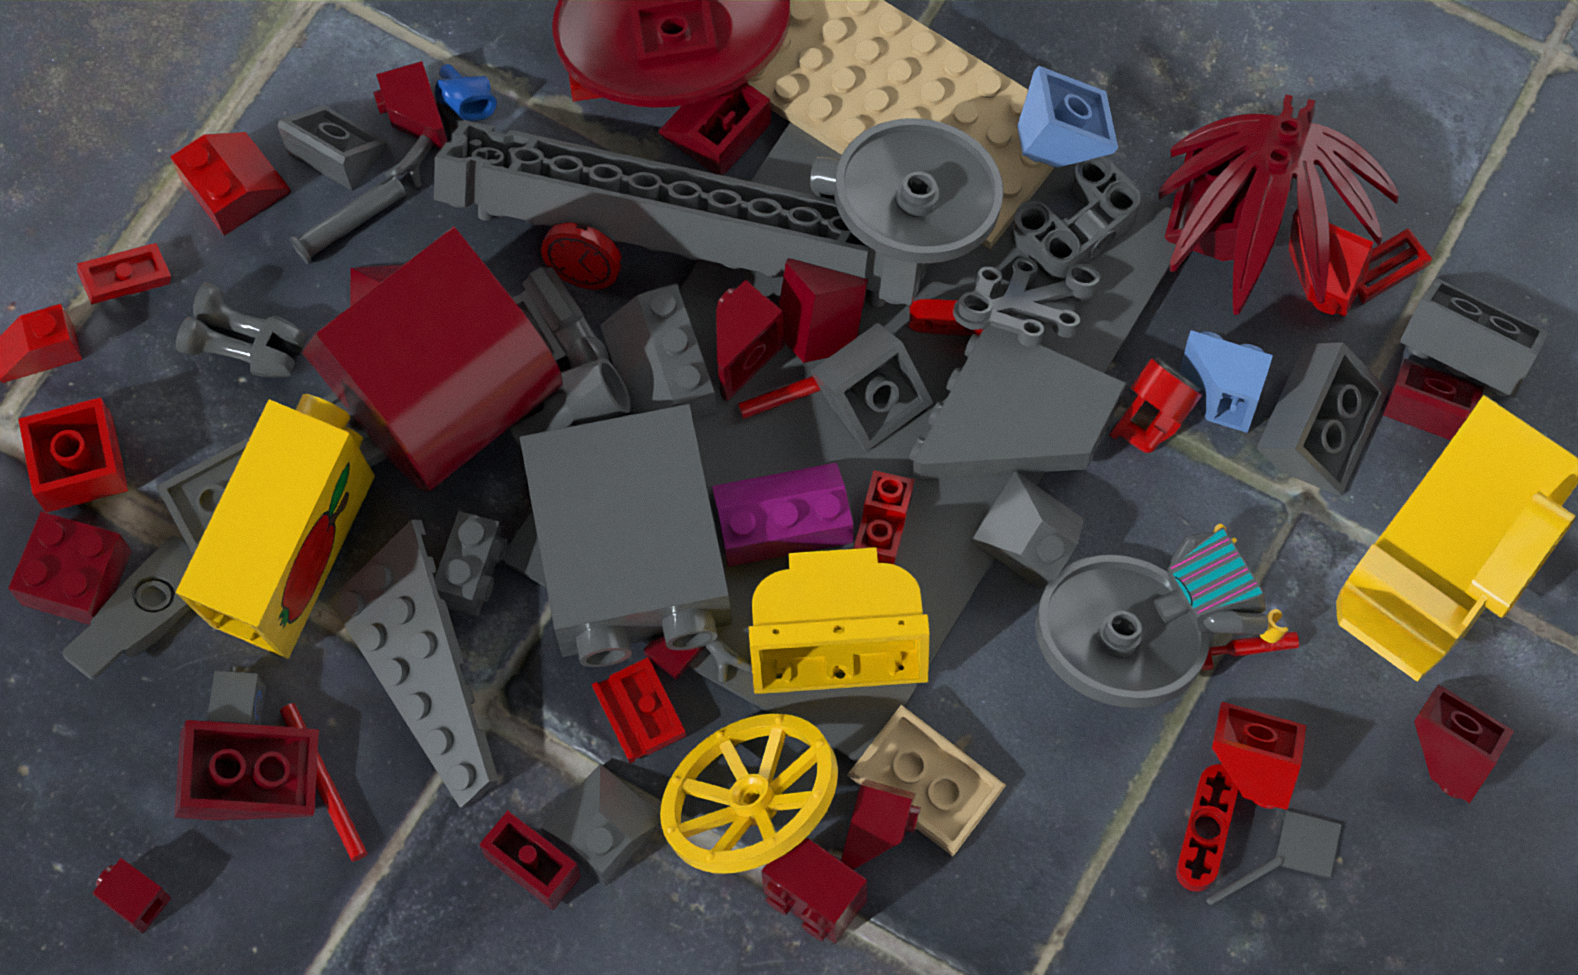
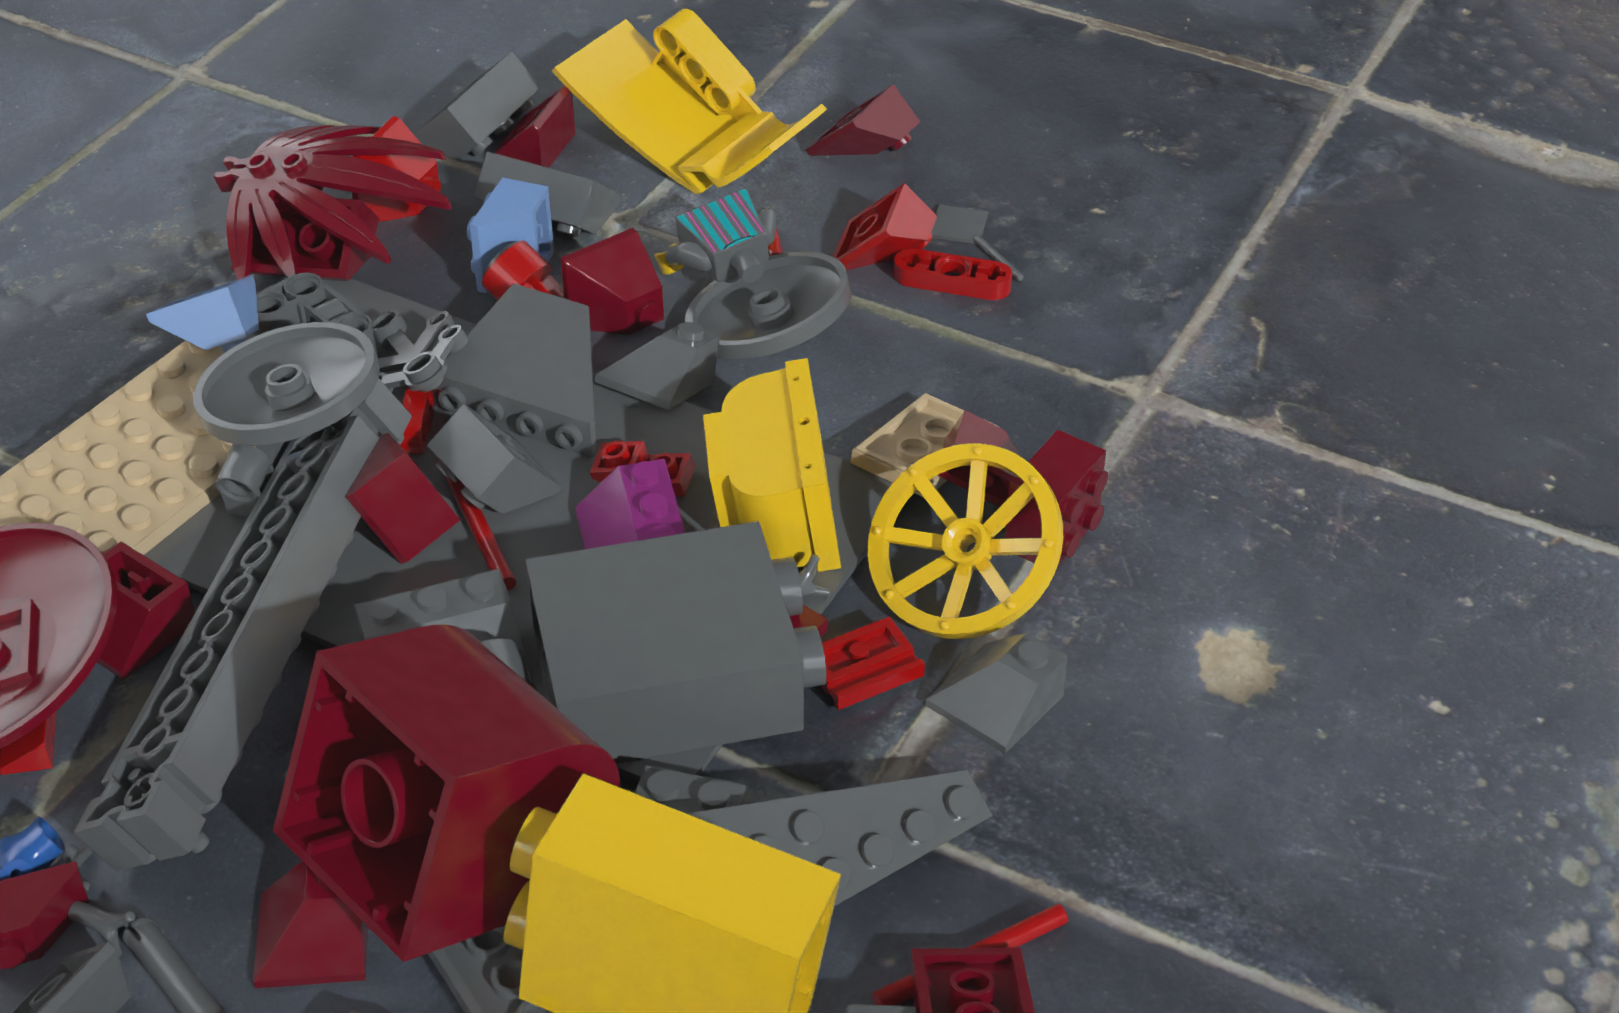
camera: 95 degrees left, 25 degrees down
(530, 860) = (1054, 731): dark red brick -> none
(581, 256) = (279, 712): red tile -> none
(747, 336) = (425, 544): dark red slope -> none
(1149, 485) = (615, 283): none -> dark red slope

